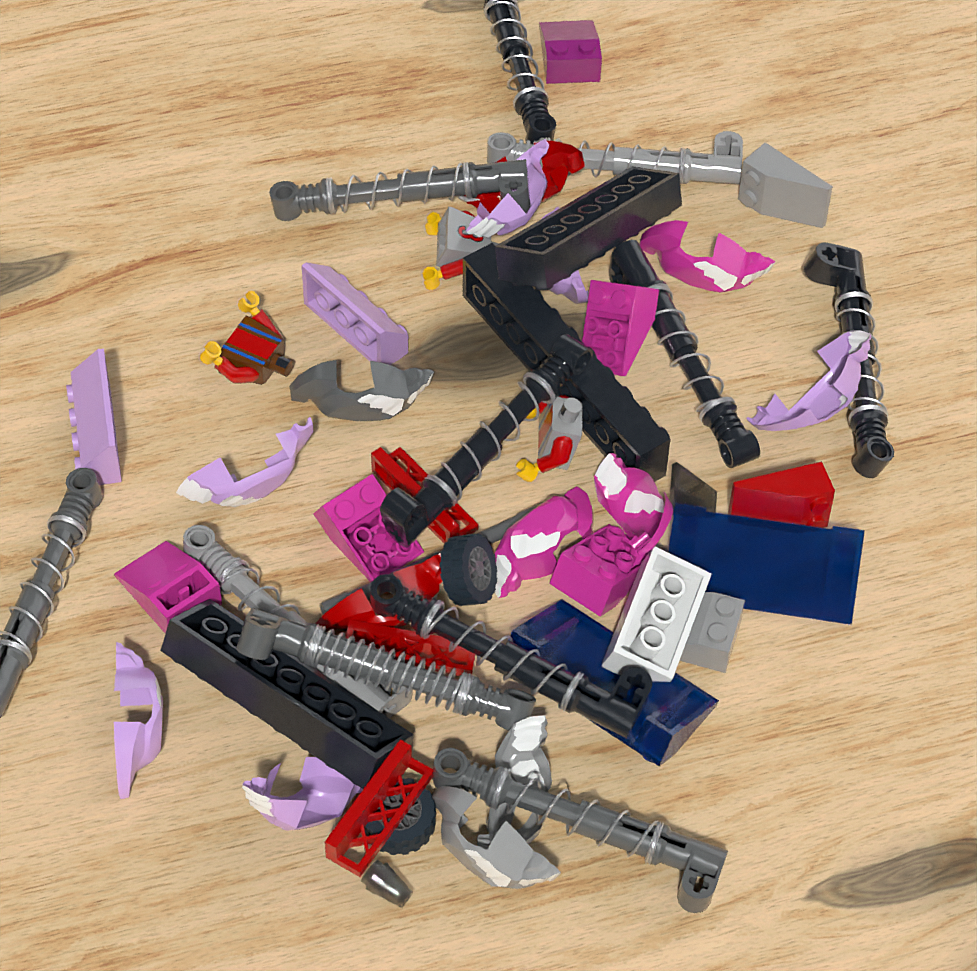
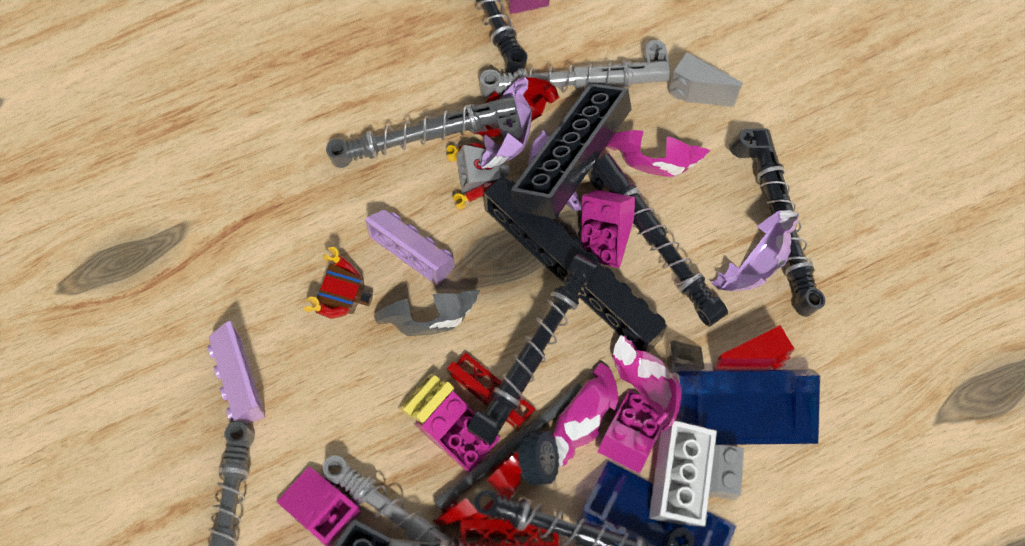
camera: 10 degrees left, 15 degrees up
(220, 487) = (343, 413): lavender animal -> none
(335, 483) = (426, 398): none -> light yellow slope
(557, 437) = (581, 329): torso -> none

